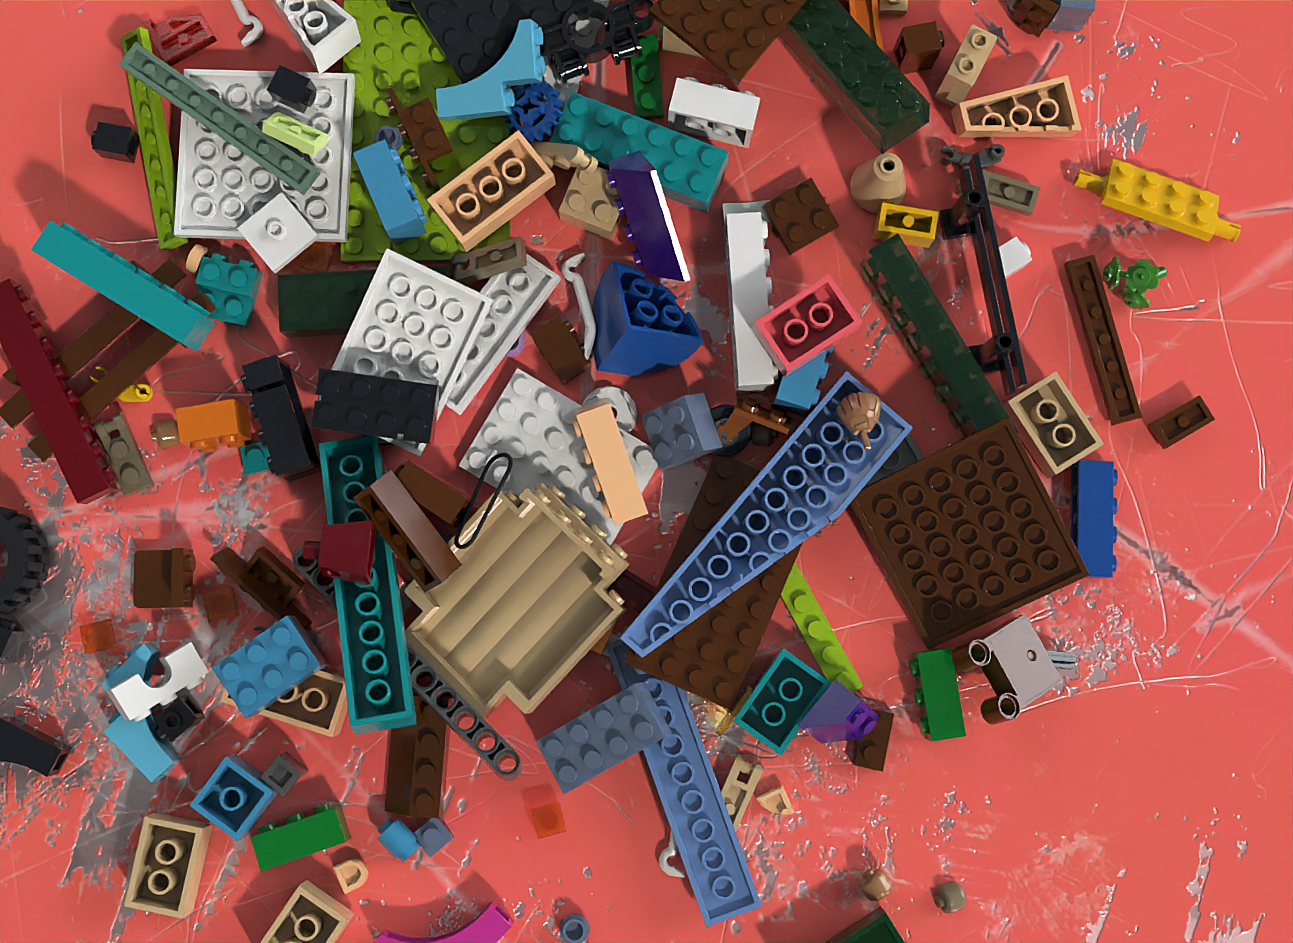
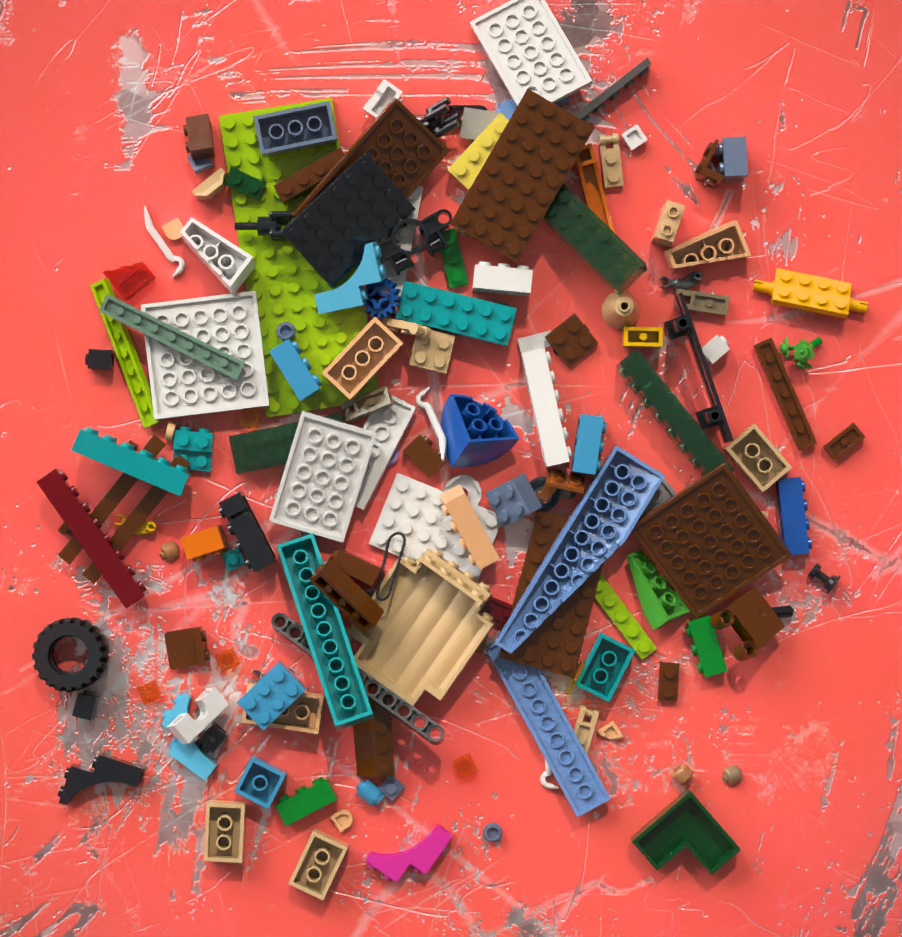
camera: 15 degrees left, 5 degrees up
(124, 455) = (145, 570): dark tan plate -> none
(265, 581) = (254, 639): reddish brown bracket -> none
(278, 232) = (225, 408): white plate -> none
(283, 773) = (289, 762): dark grey panel -> none
(292, 89) = (218, 310): black brick -> none
(295, 133) = (225, 340): yellowish green plate -> none
(345, 551) = (310, 615): dark red torso -> none
(376, 406) = (312, 516): black piece -> none
(425, 132) = (311, 325): reddish brown bracket -> none
(603, 737) = (493, 707): sand blue brick -> none
(646, 217) = (468, 363): dark purple slope -> none
(806, 325) = (585, 422): coral brick -> none
(838, 716) = (643, 670): dark purple slope -> none
(860, 414) = (629, 473): medium nougat piece -> none
(874, 612) = (658, 599): none -> bright green wedge
(918, 47) = (634, 214): reddish brown brick -> none
(1136, 627) = (829, 581): none -> black piece

